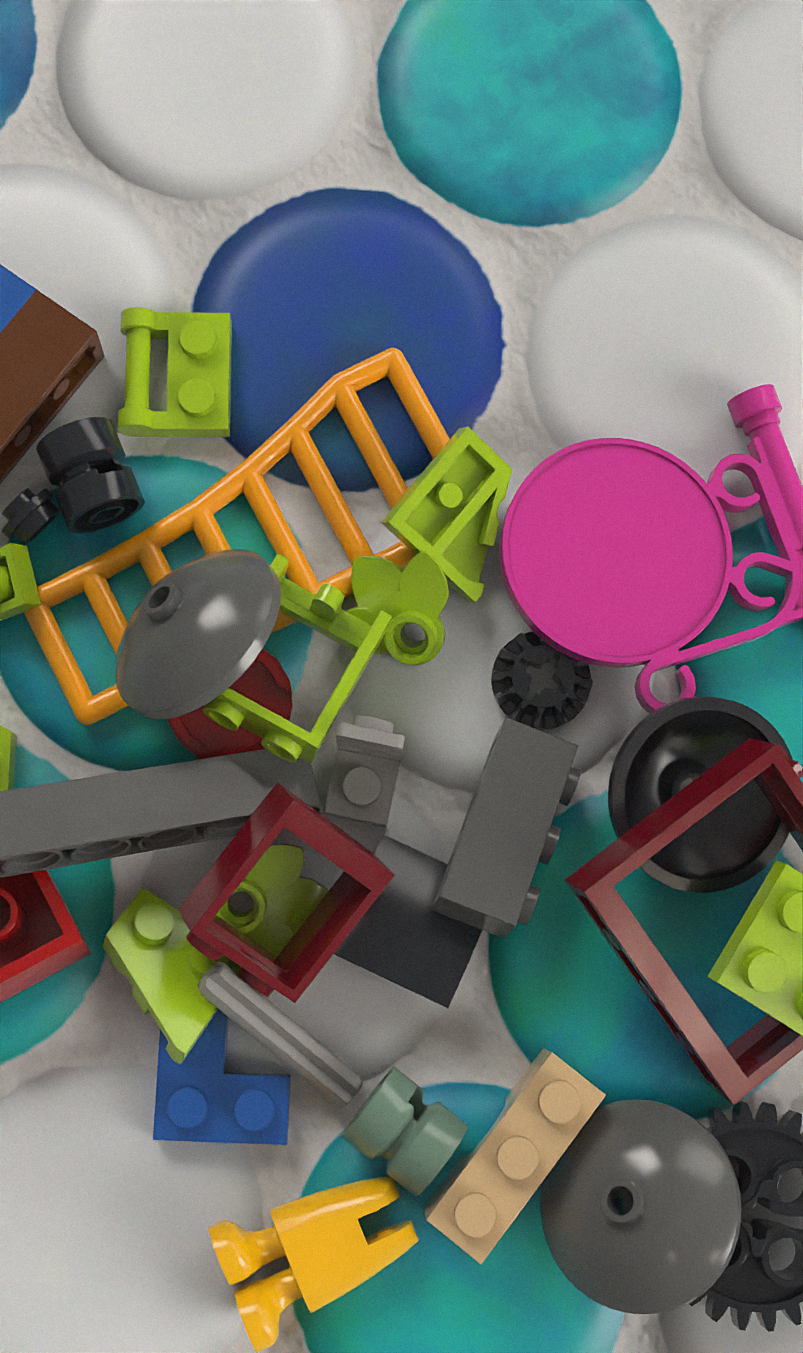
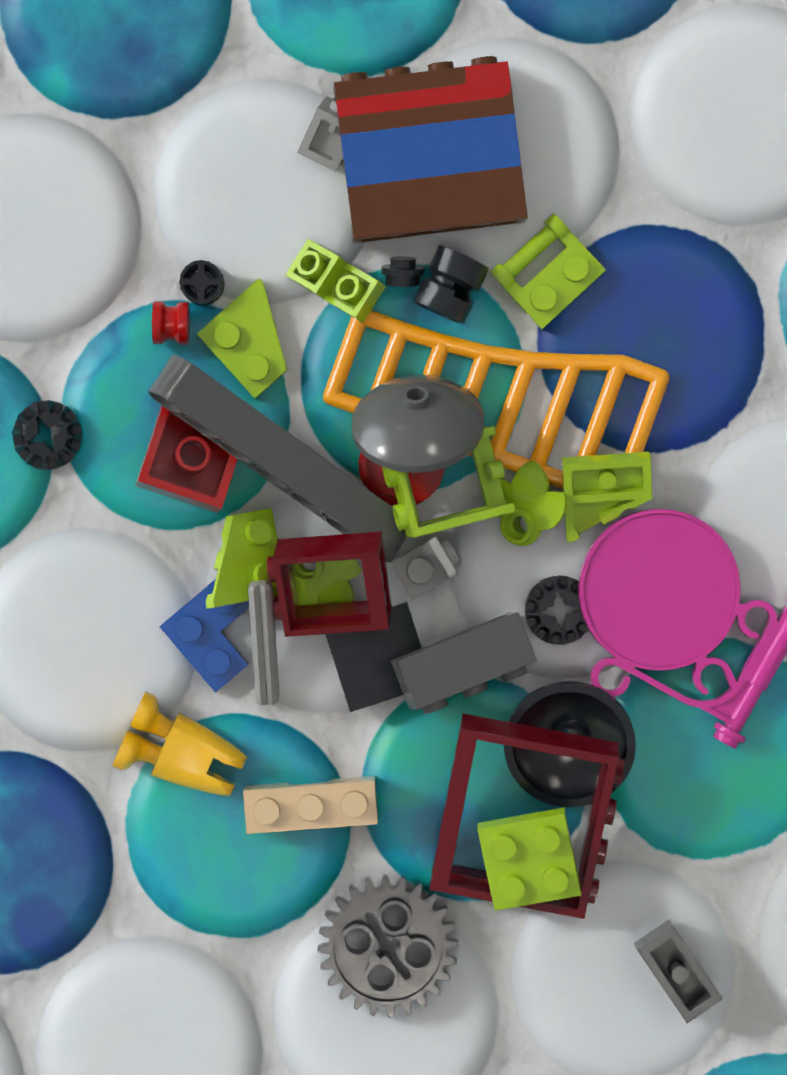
camera: 50 degrees right, 10 degrees up
(405, 1131) = (273, 743): sand green wheel -> none
(680, 1218) = (344, 910): dark grey dish -> none

